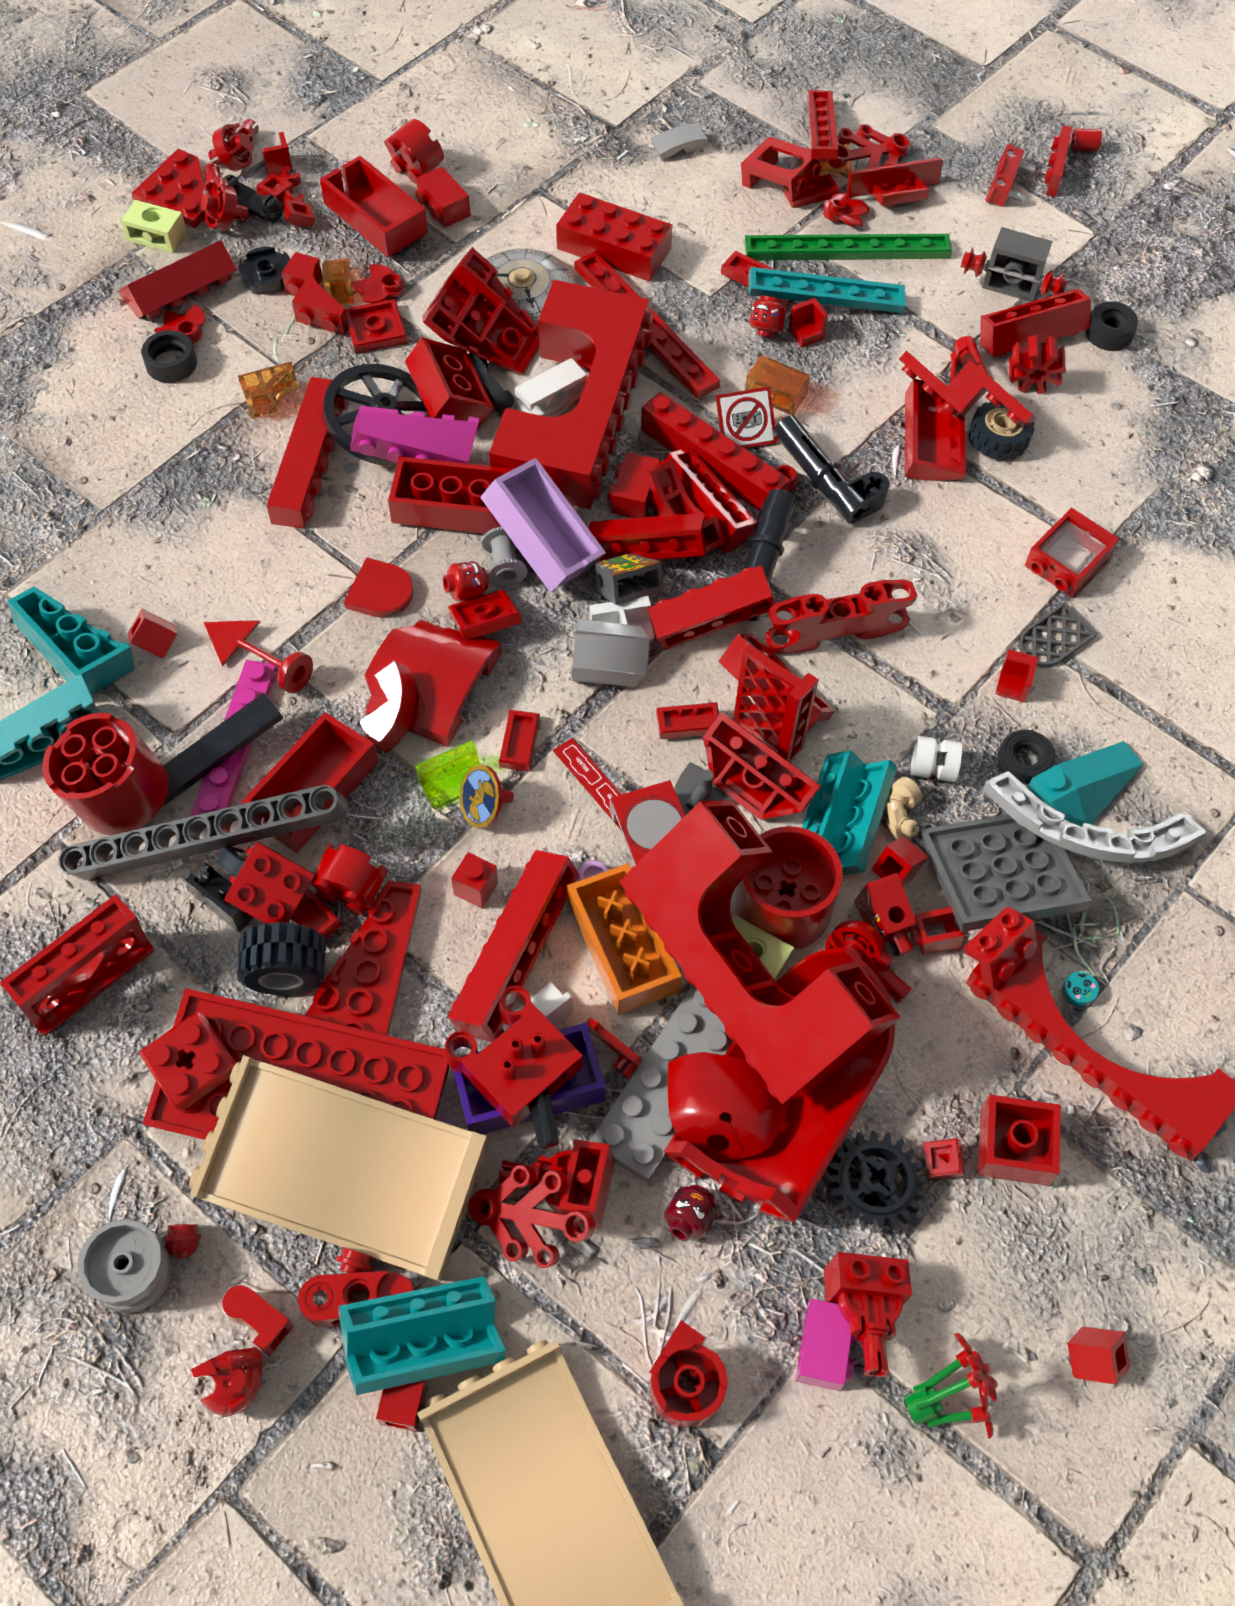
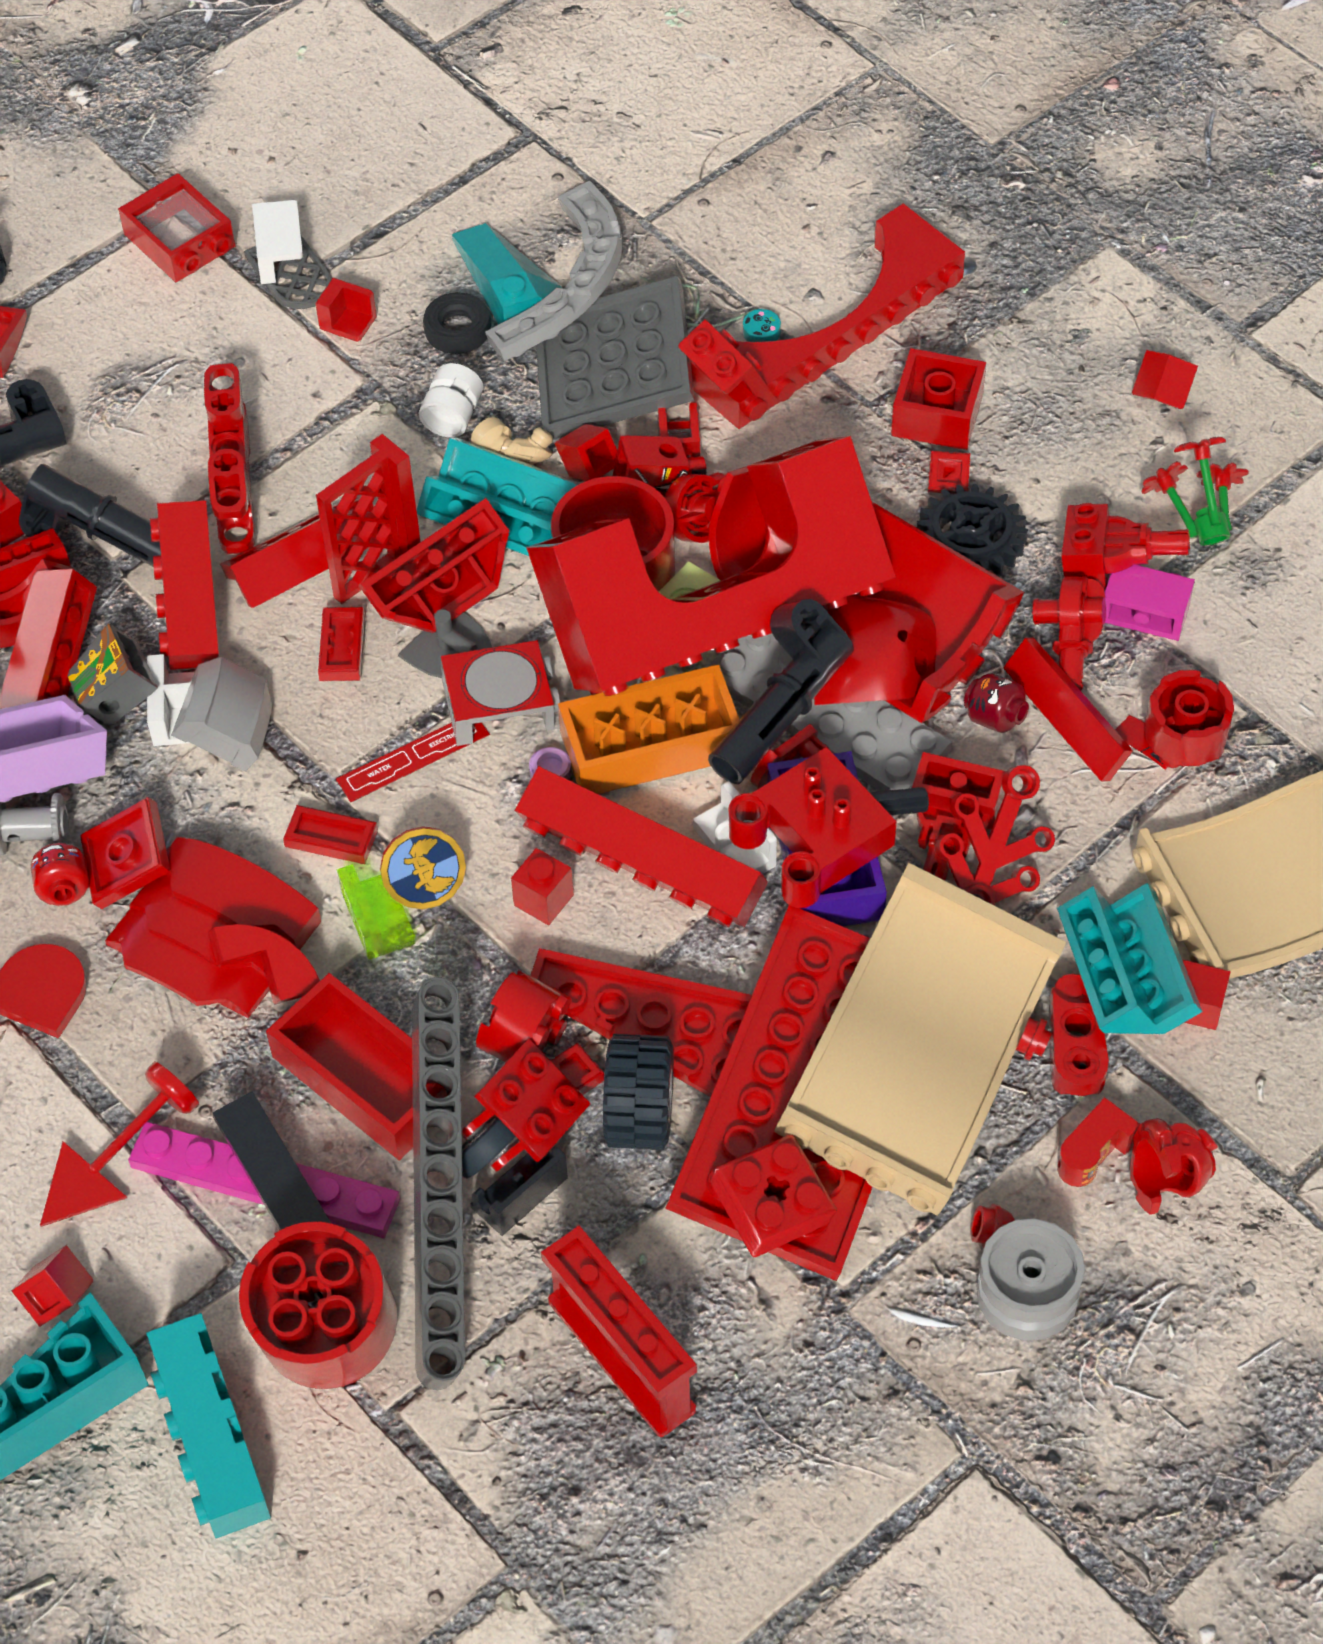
camera: 80 degrees left, 5 degrees down
(651, 1028) = (787, 692): none -> black piece
(692, 1276) = (1068, 709): none -> red tile
(780, 1274) = (1081, 619): none -> red pin
(1071, 612) = (276, 235): none -> white panel

